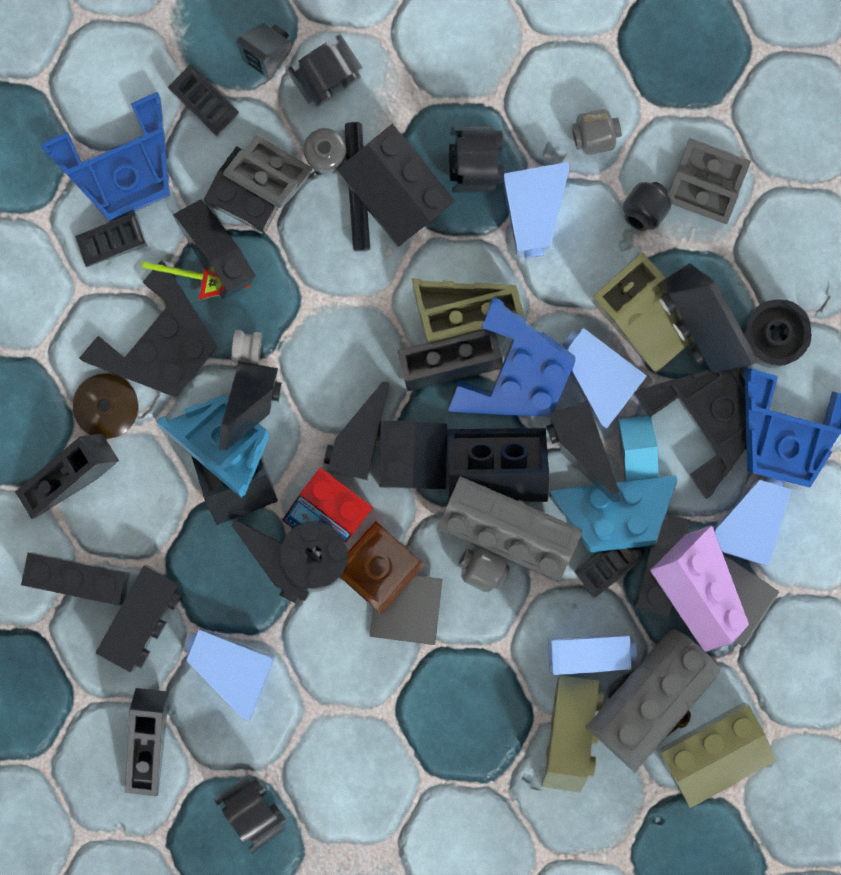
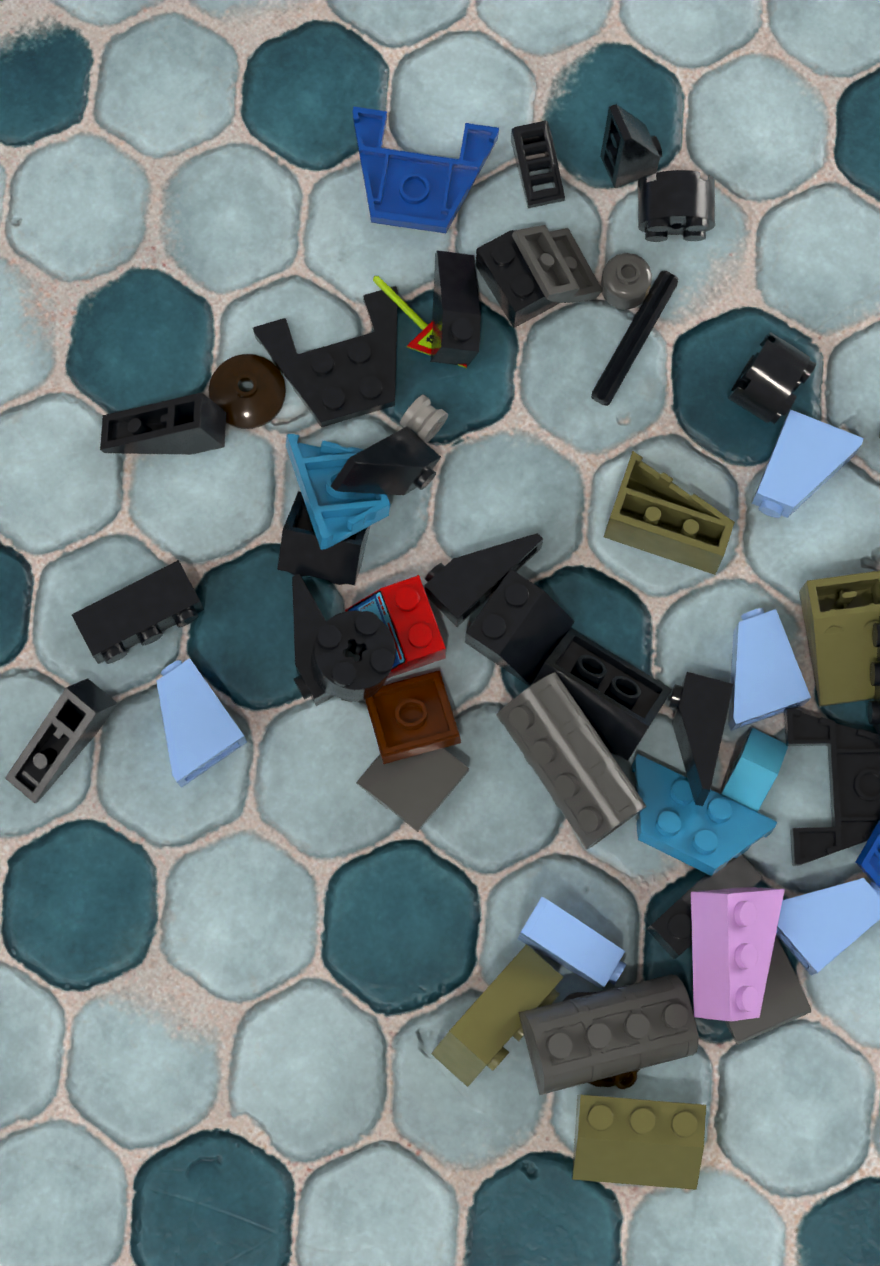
camera: 35 degrees right, 10 degrees down
(75, 578) = (102, 531): black brick -> none
(129, 220) = (376, 227): black slope -> none
(250, 813) = (114, 877): black brick -> none
(395, 185) = (674, 355): black slope -> none
(450, 359) = (620, 556): black brick -> none
(483, 569) = (517, 787): dark grey head -> none
(529, 376) = (691, 621): blue wing -> none
(588, 582) = (616, 871): black slope -> none

